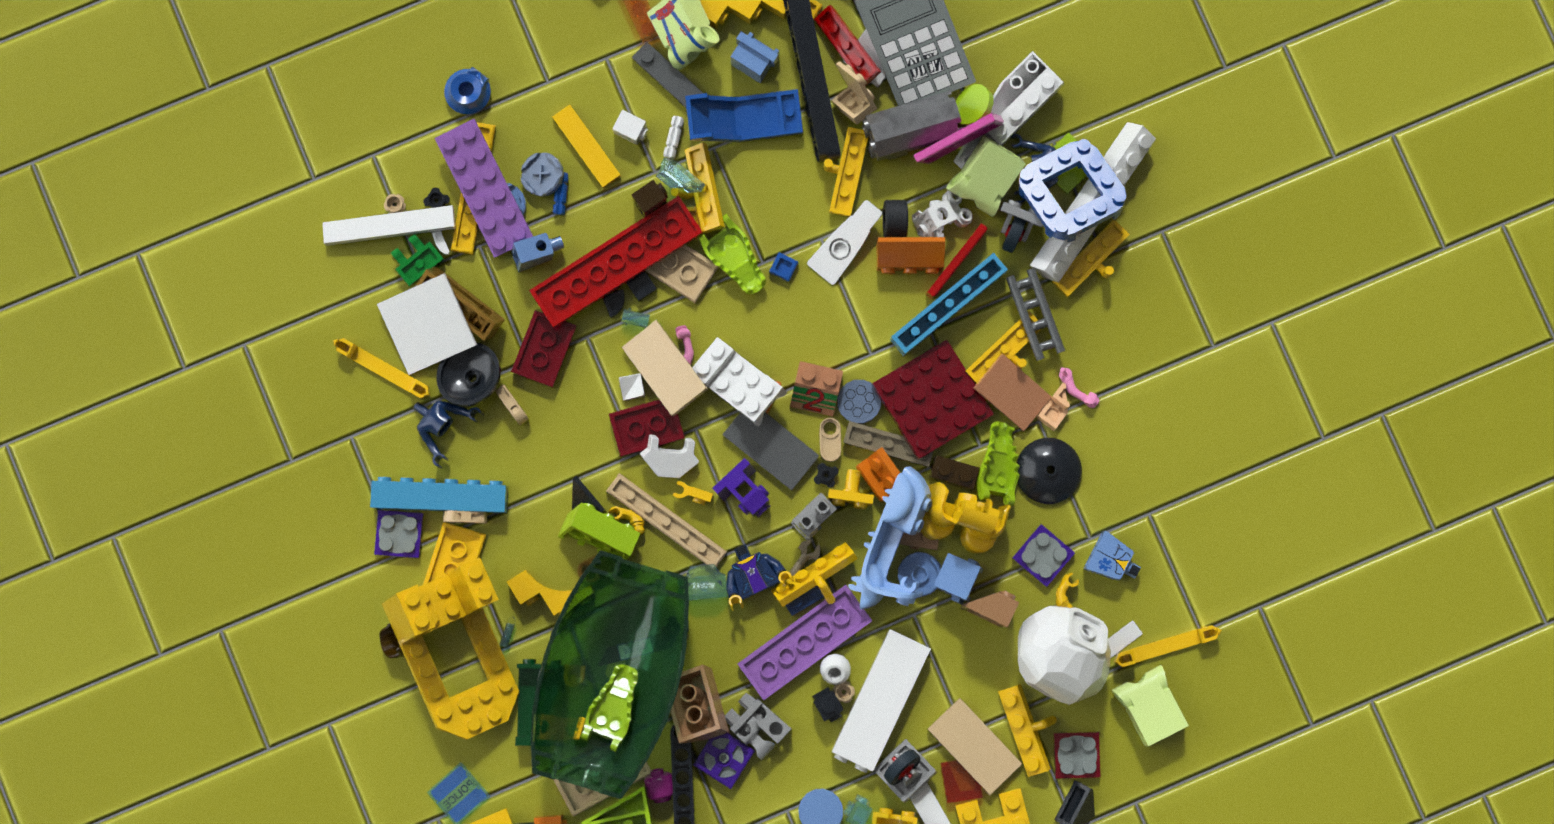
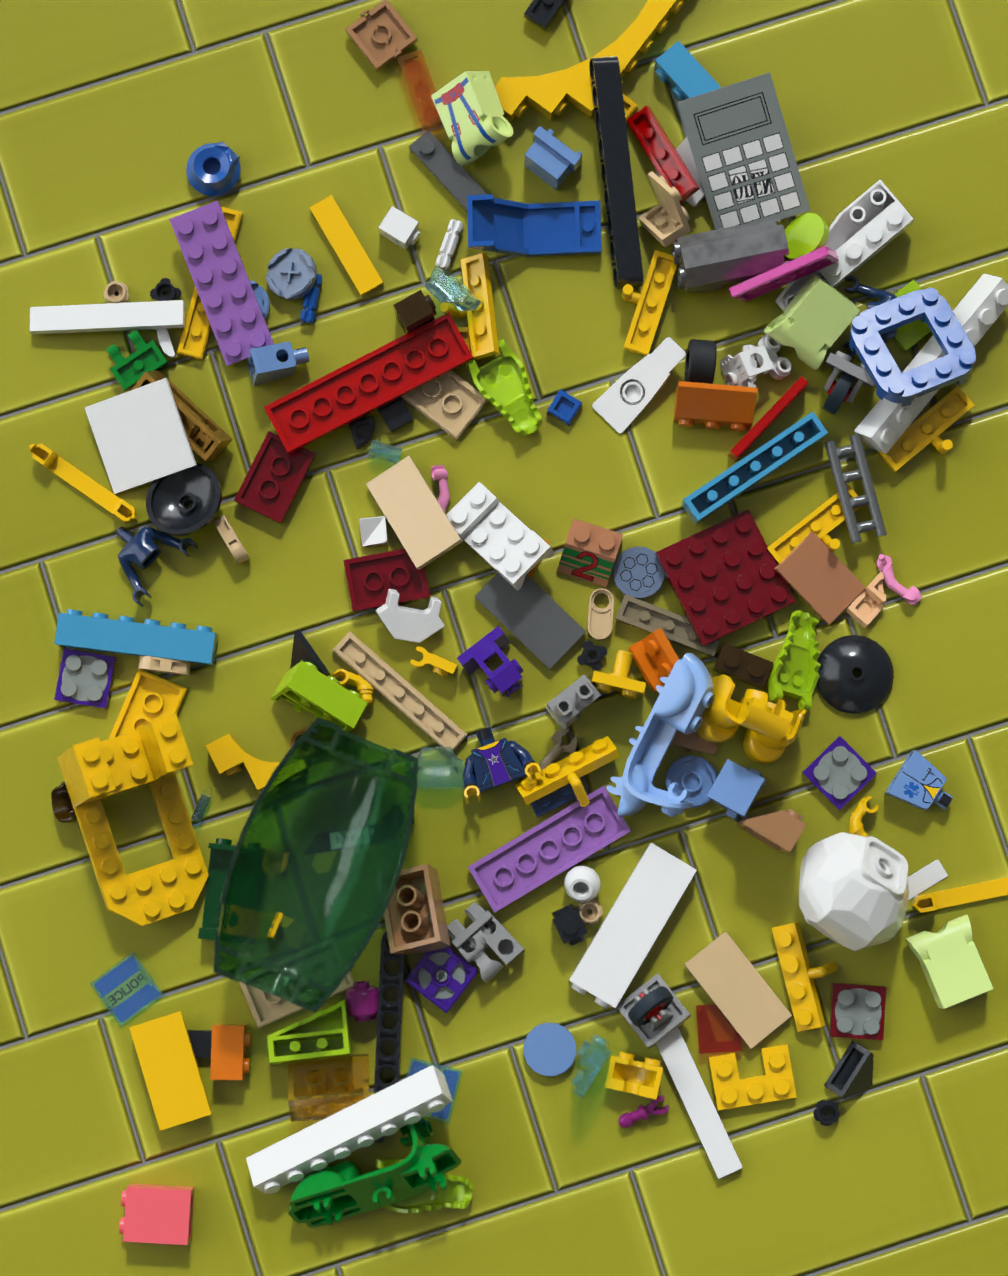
camera: 10 degrees right, 0 degrees up
(611, 710) = (315, 906): lime animal -> none

